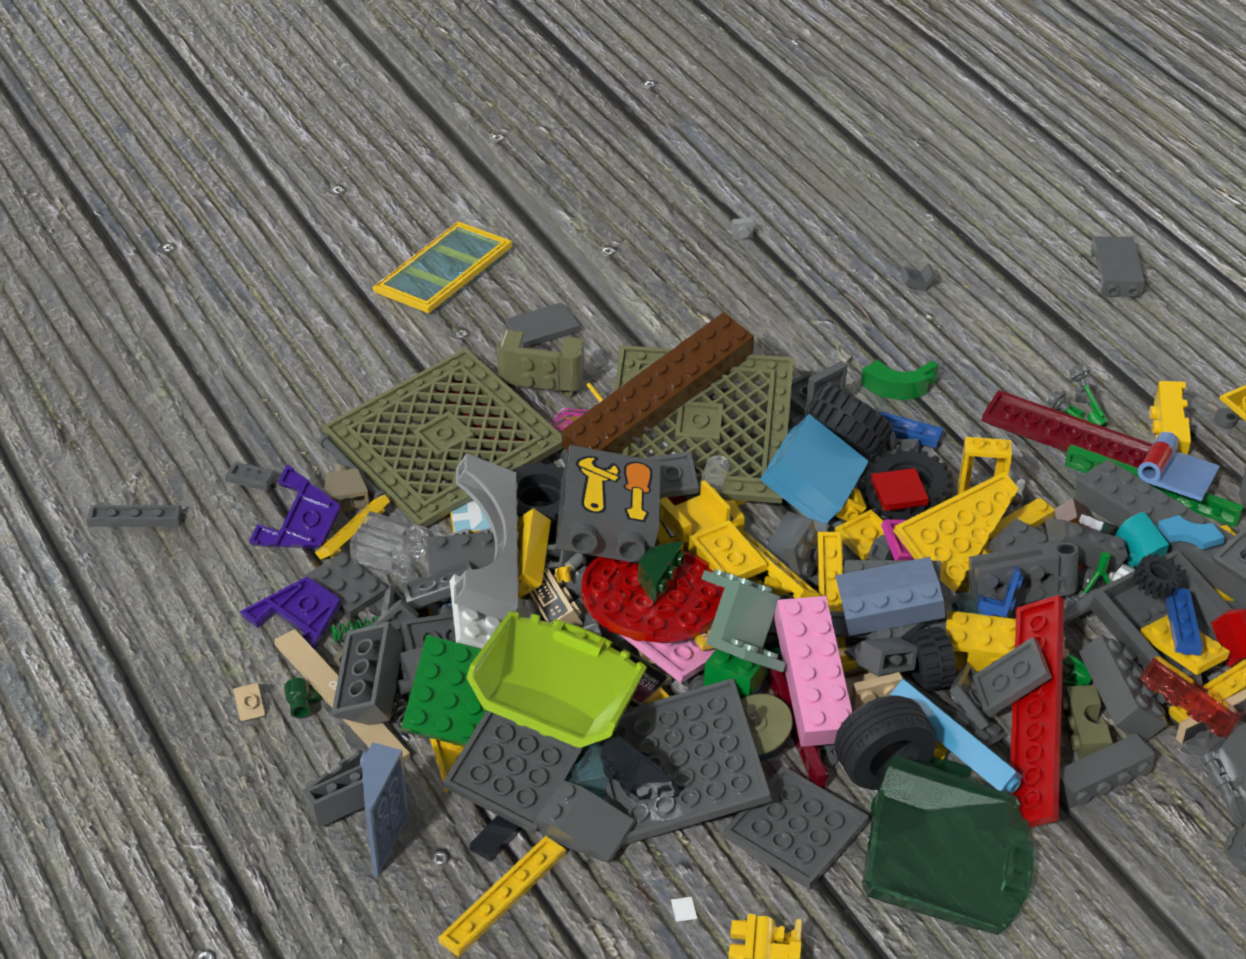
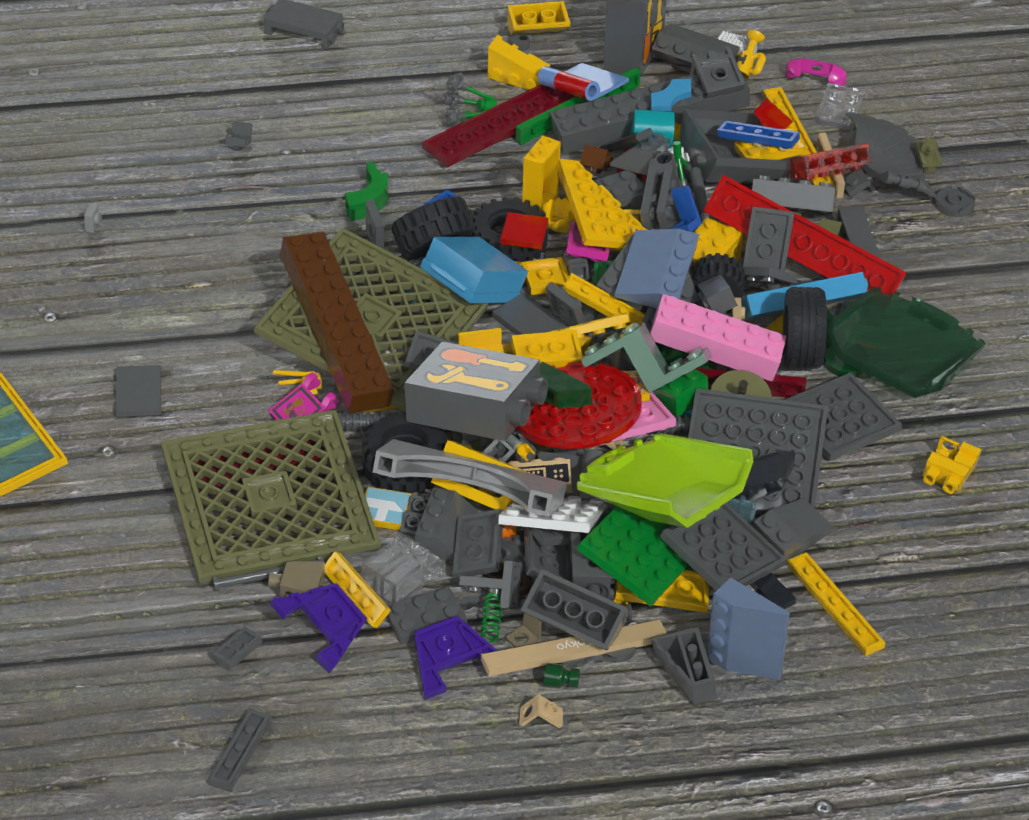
camera: 70 degrees left, 0 degrees up
(541, 367) = (235, 393): olive container -> none
(684, 909) = (889, 505): white sticker -> none
(716, 472) = (441, 327): clear tile -> none
(1151, 584) = (717, 125): black tyre -> none

